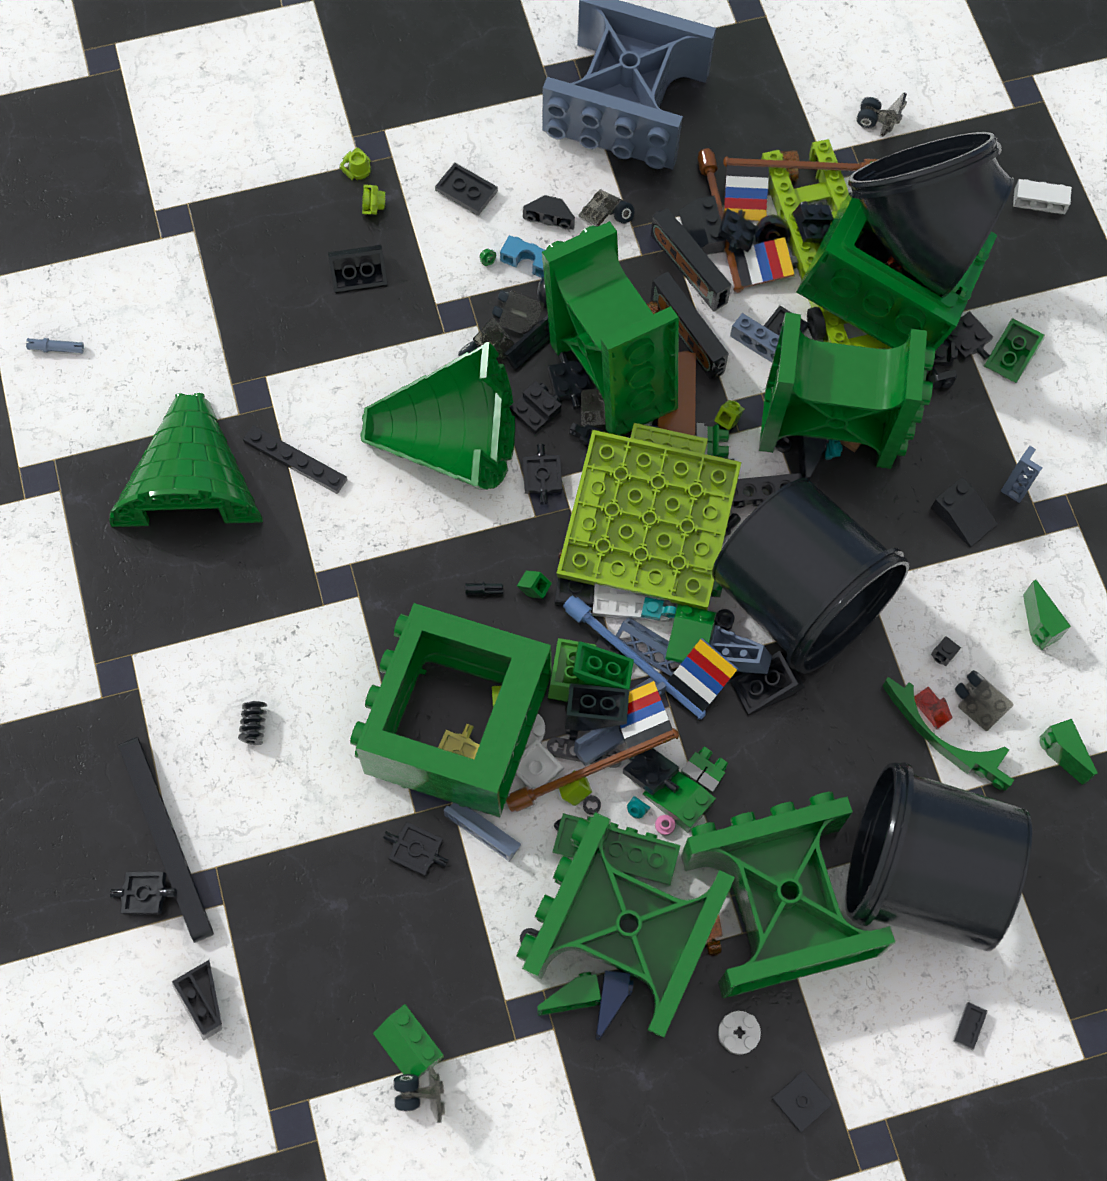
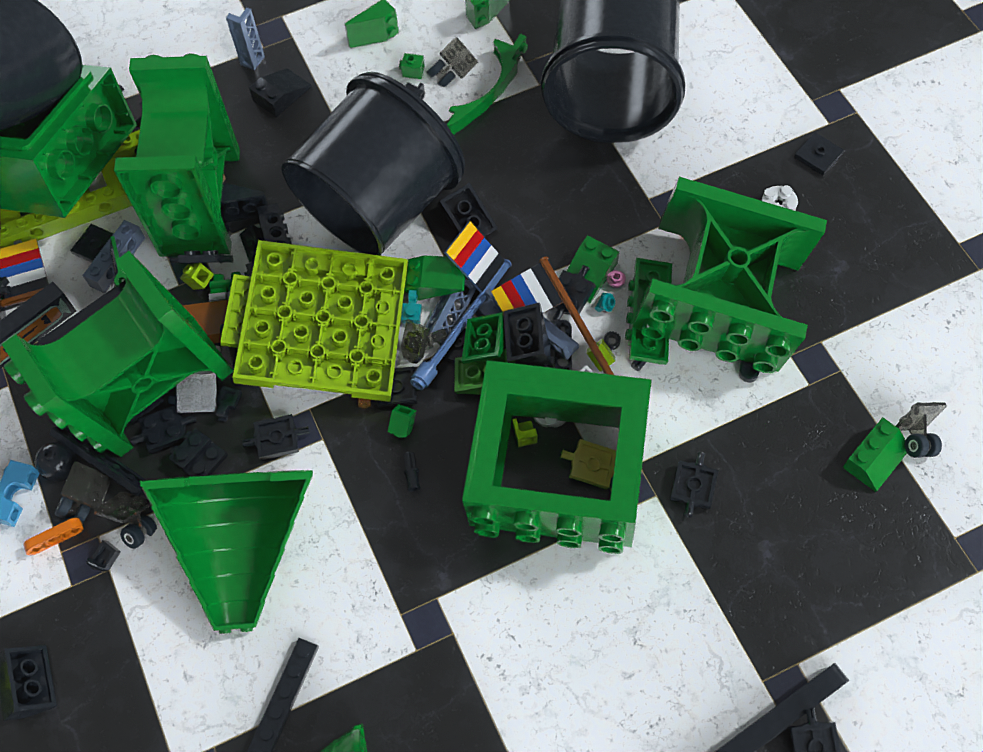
camera: 95 degrees left, 5 degrees down
(199, 999) = (903, 658): black wedge -> none
(251, 722) = (603, 674): black piece -> none
(453, 327) = (103, 557): none -> black plate
(481, 289) = (53, 536): none -> orange beam
(483, 830) = (660, 427): sand blue fence -> none
(487, 257) = (11, 537): green plate -> none
(577, 994) = (793, 308): green slope -> none
(613, 996) = (796, 292): dark blue slope -> none
(614, 608) = (418, 339): none -> clear smoke piece
(699, 763) = (562, 251): hips -> none
(726, 617) = (411, 251): black wheel -> none
(741, 339) = (119, 275): none -> green flag
(742, 652) = (445, 230): sand blue wedge -> none
(748, 419) = (206, 256): none -> black plate
(765, 469) = (250, 241): none -> black slope
(776, 861) = (640, 167): green piece -> none
(817, 323) = (89, 208): black tyre -> none
(933, 708) = (466, 94): clear red slope -> none
(970, 1026) = (724, 51): black plate -> none
(983, 655) = (412, 66): none -> green brick
(1014, 350) = (110, 55): green slope -> none

